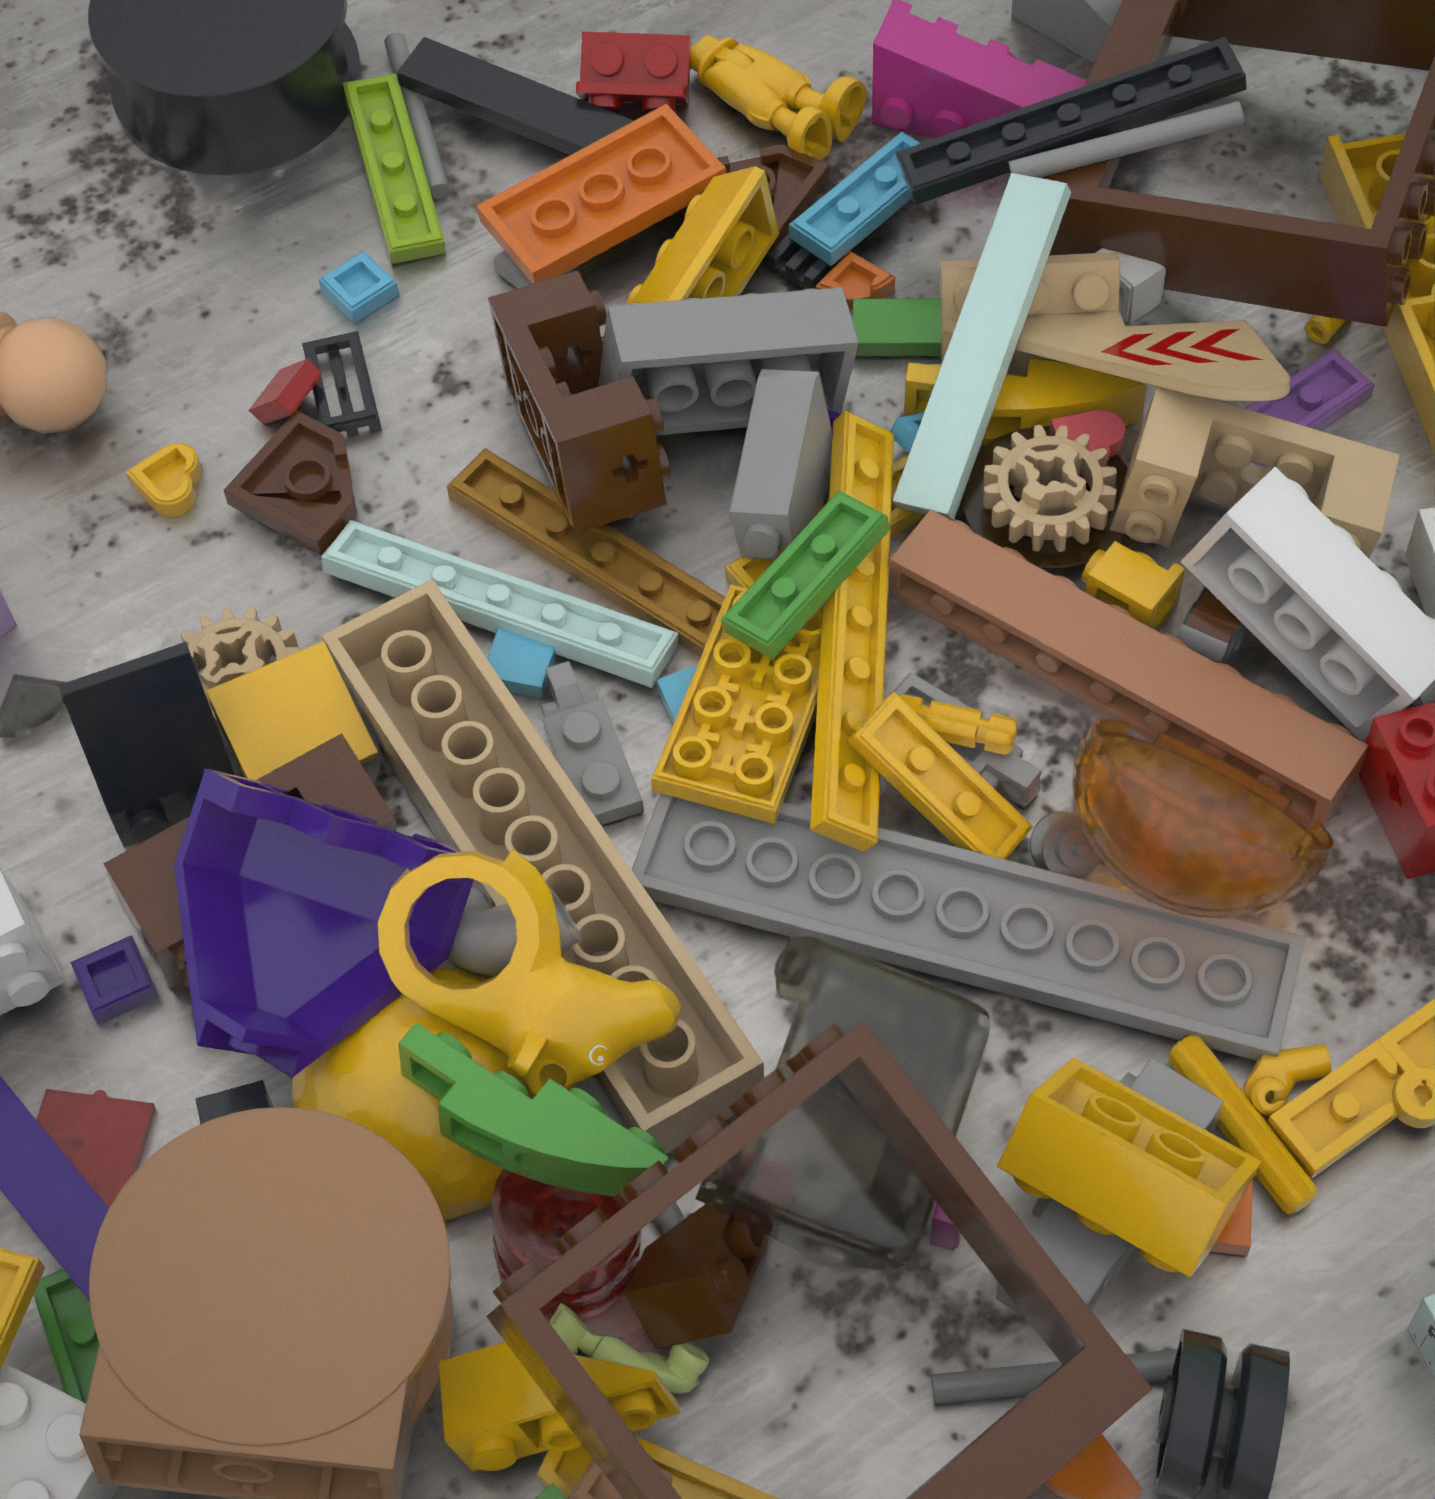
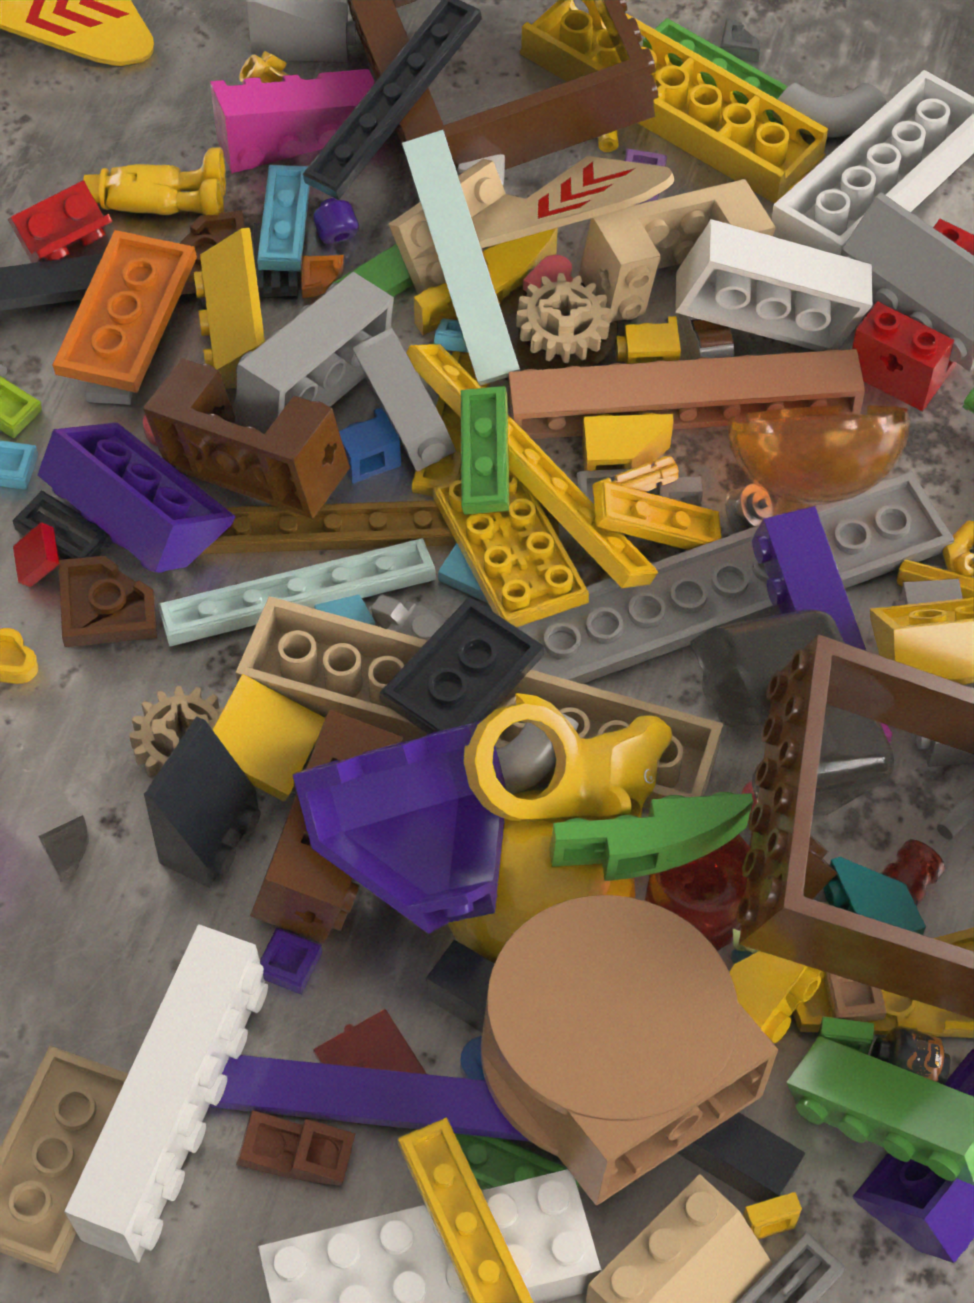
camera: 45 degrees left, 0 degrees up
(429, 391) = (133, 495): none -> dark purple slope
(539, 795) = (462, 670): none -> black tile
(702, 496) = (371, 447): none -> blue brick
(749, 1414) = (872, 895): none -> teal slope
(835, 1404) = (916, 867): none -> clear red wheel
(922, 235) = (335, 221): none -> dark purple piece
(990, 24) = (267, 67): none -> yellow gear
(995, 674) = (625, 440): none -> yellow slope
(1024, 990) = (804, 569): none -> dark purple brick
(1129, 141) = (440, 89): light grey bar -> none

